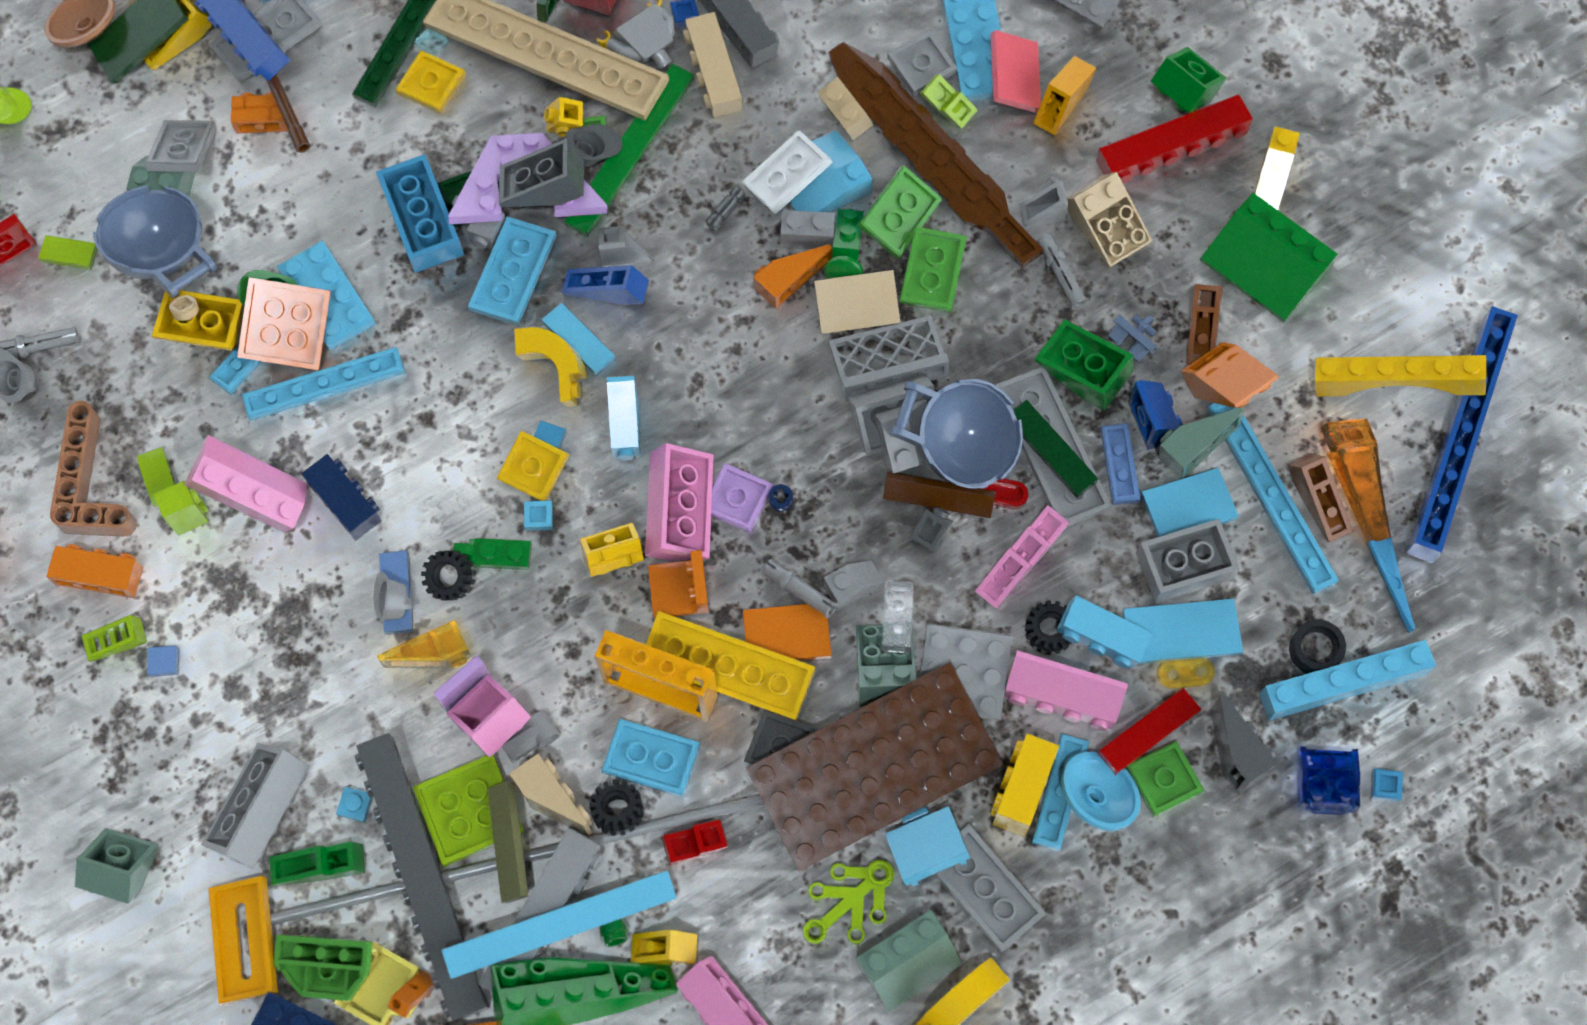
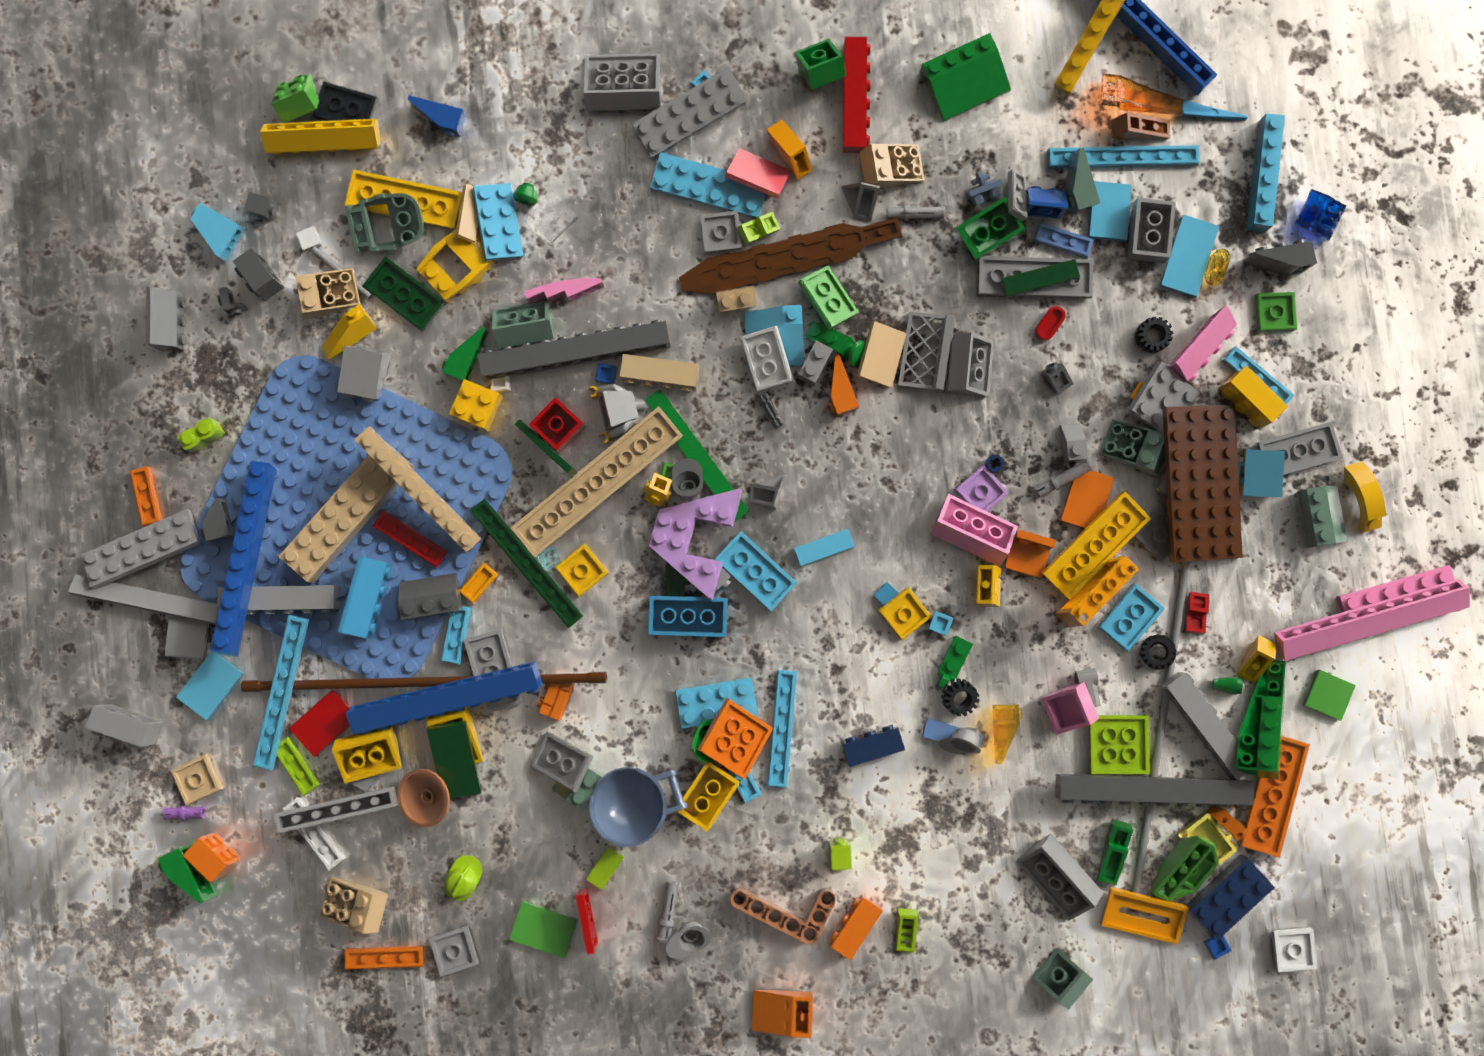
camera: 65 degrees left, 15 degrees up
(155, 471) = (803, 862): lime slope -> none
(162, 661) = (935, 903): medium blue tile -> none
(184, 308) = (699, 802): tan tile -> none
(247, 485) = (846, 804): bright pink slope -> none
(354, 805) = (1084, 814): medium azure plate -> none
(461, 683) = (1041, 716): lavender tile -> none
(507, 842) = (1156, 728): olive tile -> none
(539, 343) = (832, 564): yellow arch -> none
(541, 789) = (1134, 693): tan slope -> none
(543, 177) = (707, 523): dark grey slope -> none
(558, 924) = (1224, 716): medium azure tile -> none
(607, 284) = (794, 514): blue slope -> none
(624, 417) = (901, 541): slope -> none
(852, 898) = (1272, 532): lime plant -> none
(897, 616) = (1110, 425): clear tile -> none
(898, 453) = (993, 366): light grey slope -> none
(933, 269) = (878, 294): bright green tile -> none
(940, 494) = (1038, 363): reddish brown tile -> none
(964, 431) = (1014, 328): sand blue windscreen -> none
(1022, 556) = (1101, 330): bright pink slope -> none
(1098, 794) = (1274, 353): medium azure dish -> none
(1103, 632) = (1179, 304): medium azure brick -> none
(1149, 731) = (1246, 306): red tile -> none
(1160, 370) = (1017, 195): none -> light grey tile
(1204, 320) = (994, 140): dark orange slope -> none
(1228, 376) = (1046, 144): orange slope -> none
(1276, 165) = (904, 40): slope -> none
(1327, 629) = (1244, 168): black tyre -> none
(1386, 785) = (1335, 182): dark azure tile -> none

